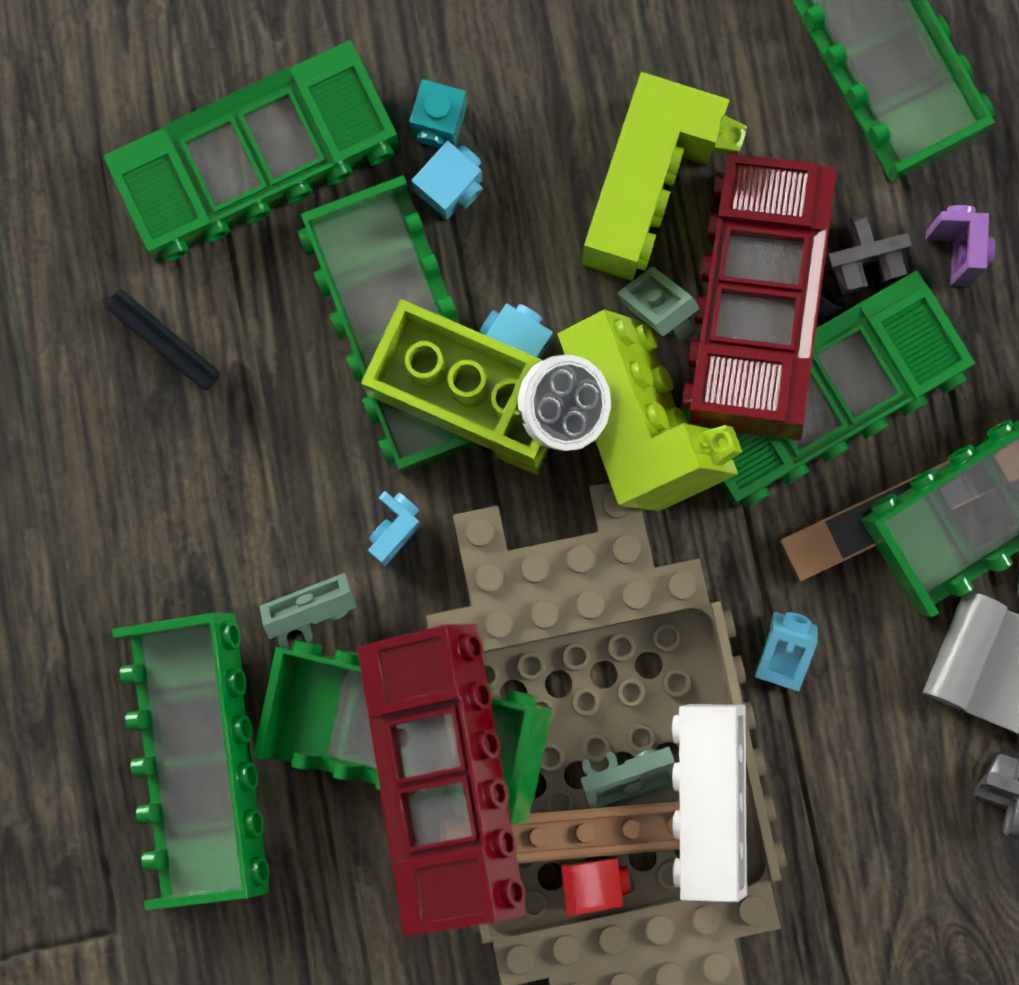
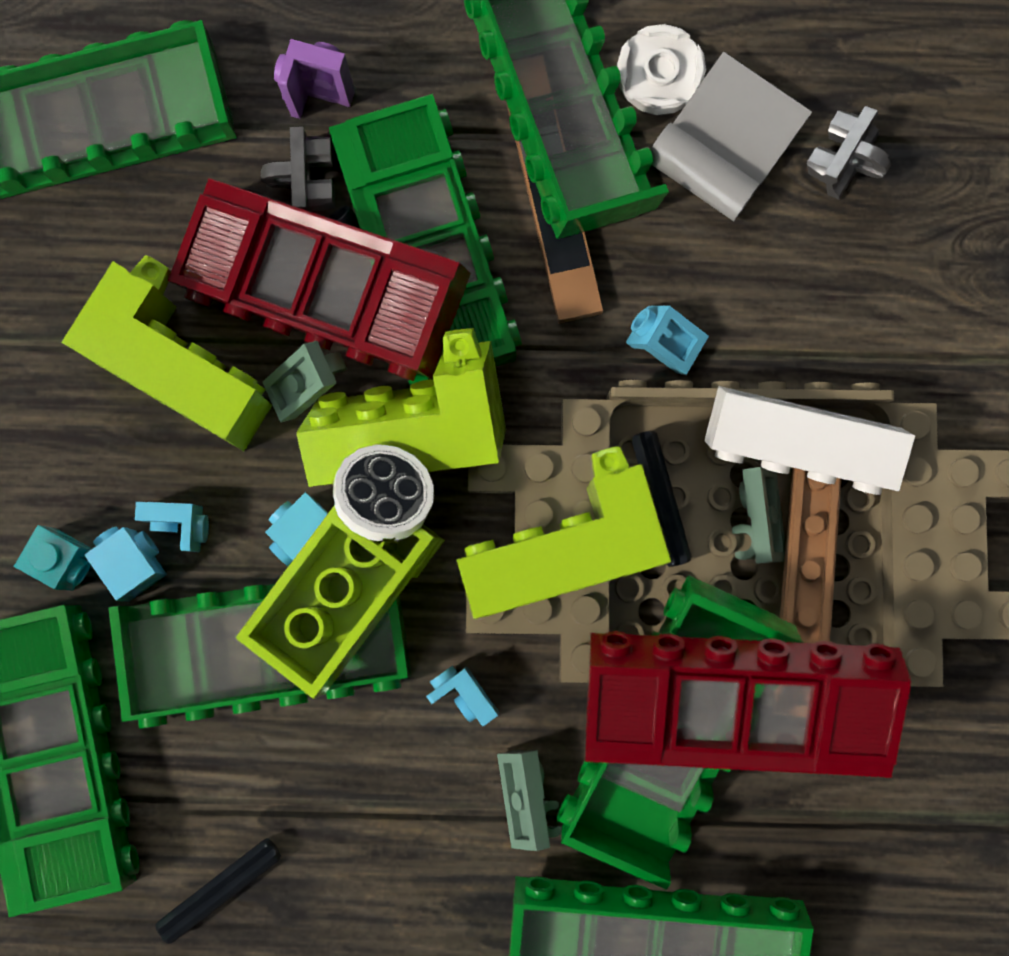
camera: 80 degrees left, 0 degrees up
(500, 208) = (167, 516): none -> medium azure bracket
(543, 593) = (577, 556): none -> lime hinge
(594, 885) = (865, 575): red slope -> none
(625, 676) = (650, 455): none -> black axle

